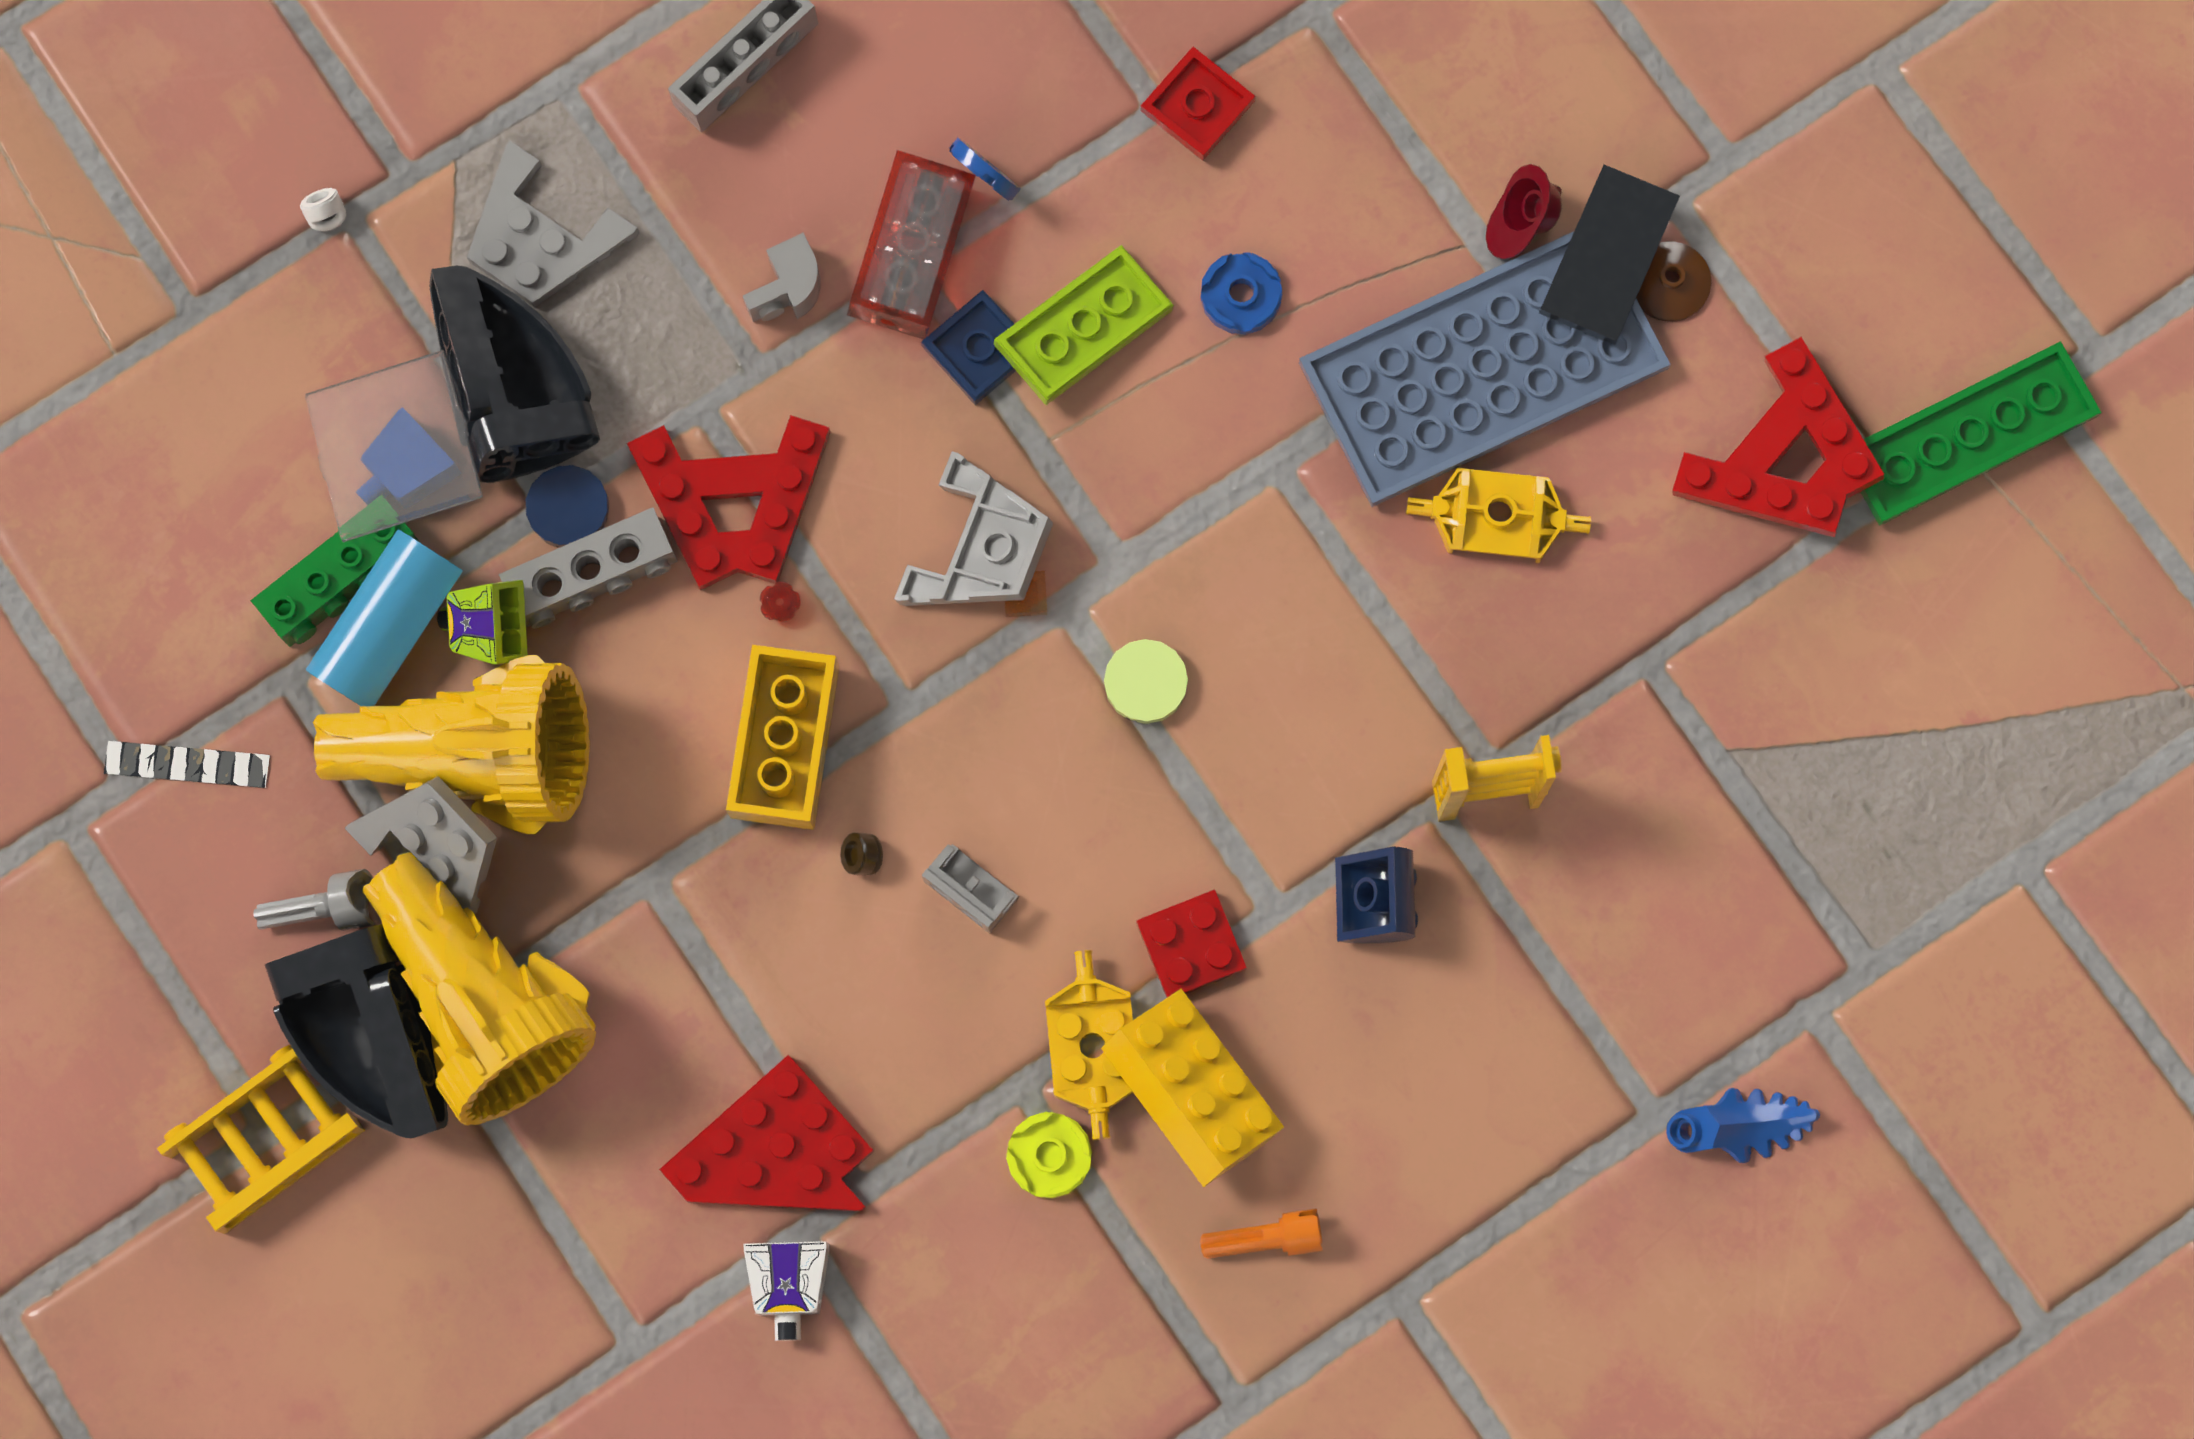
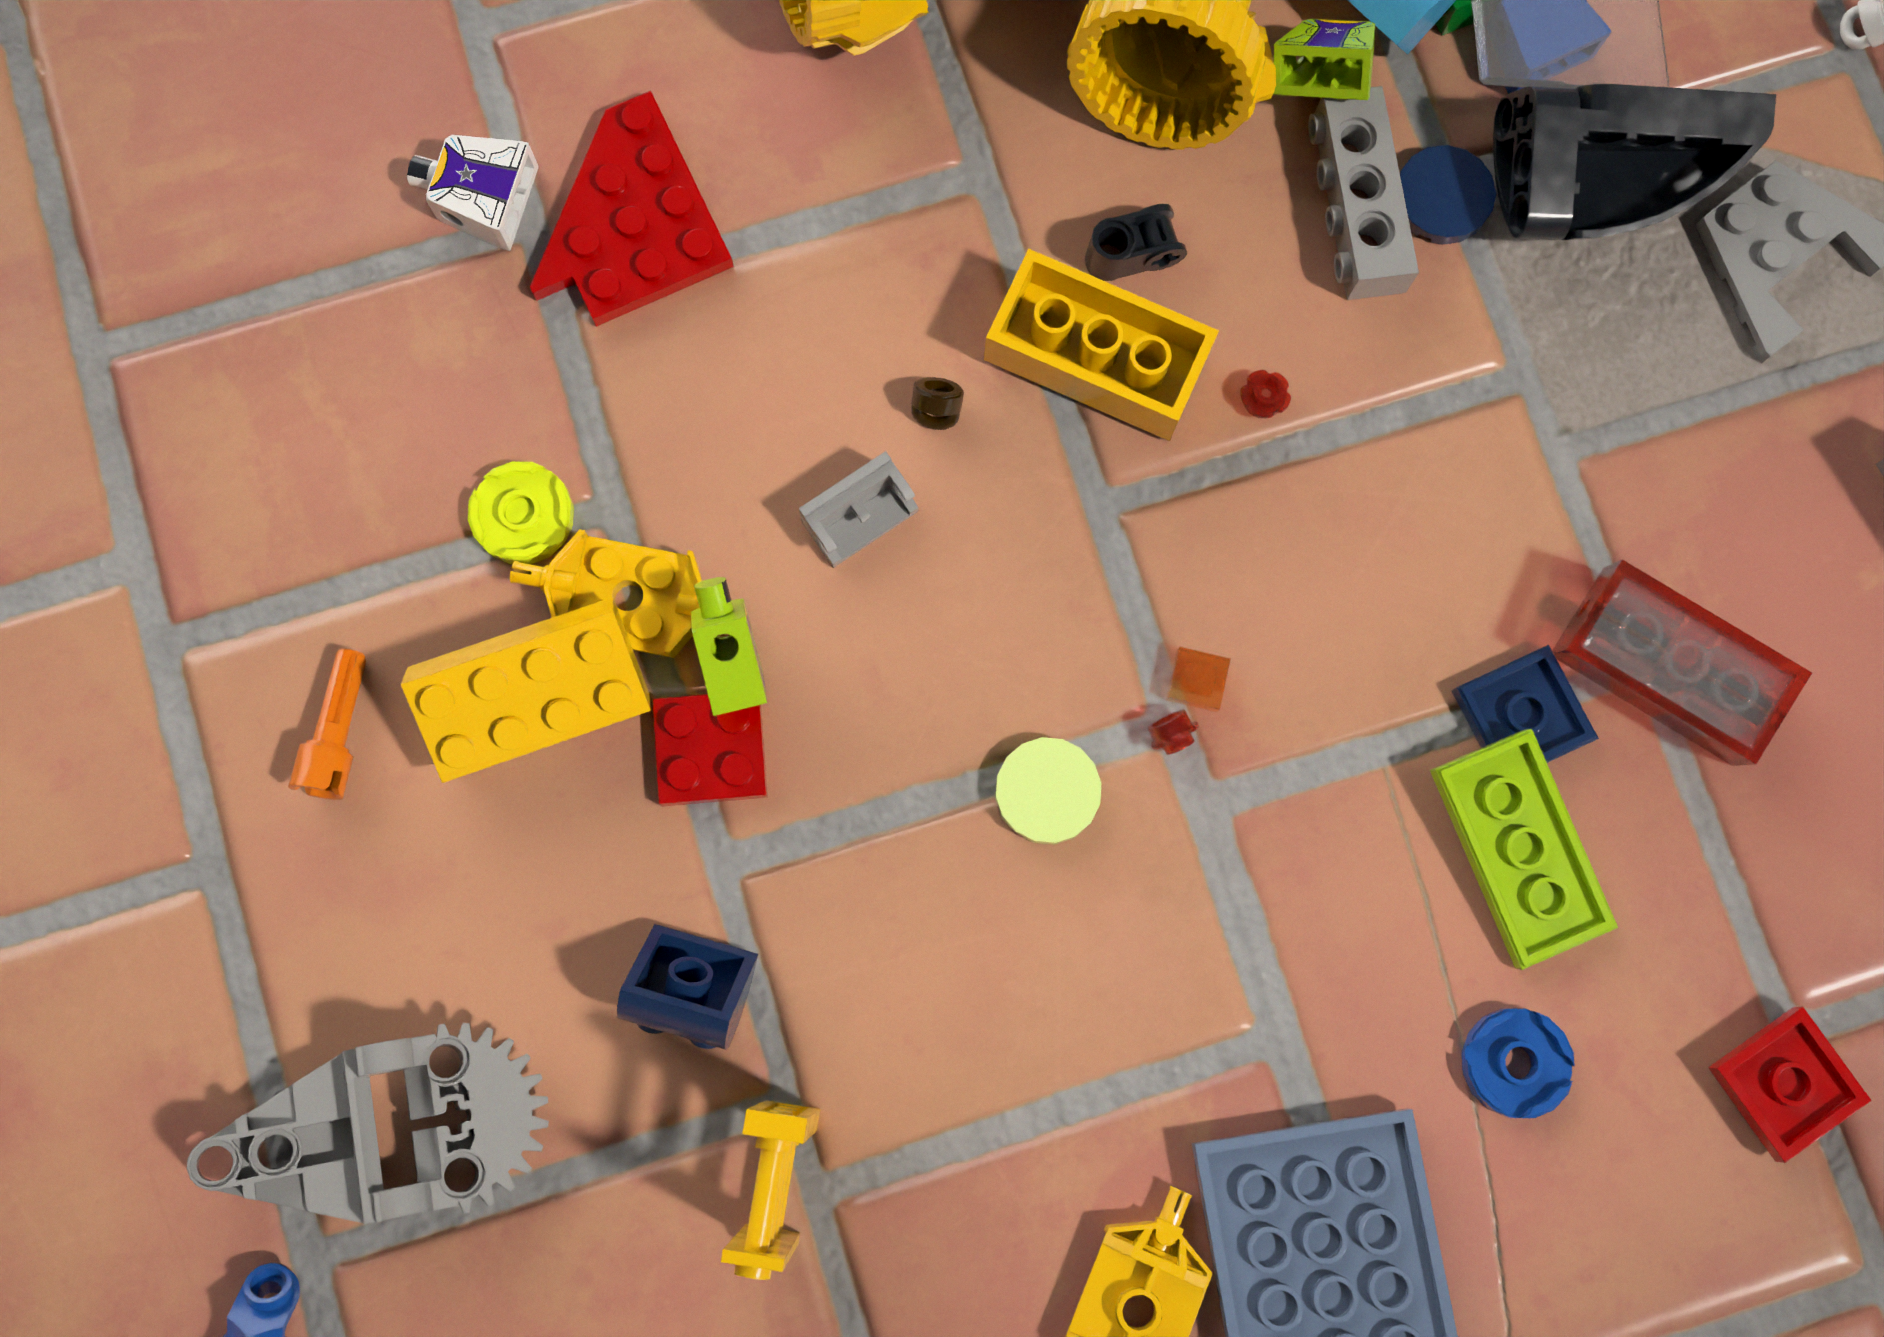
camera: 100 degrees right, 0 degrees up
(680, 731) = (1144, 243): none -> black piece
(778, 477) = (1417, 436): red plate -> none
(796, 282) = (1663, 519): light grey brick -> none
(984, 169) = (1760, 780): blue tile -> none
(994, 551) = (1263, 654): light grey wing -> none
(1073, 600) = (1173, 732): none -> clear red plate
(1108, 946) = (729, 662): none -> lime torso
(1567, 1119) = (335, 1134): none -> light grey connector

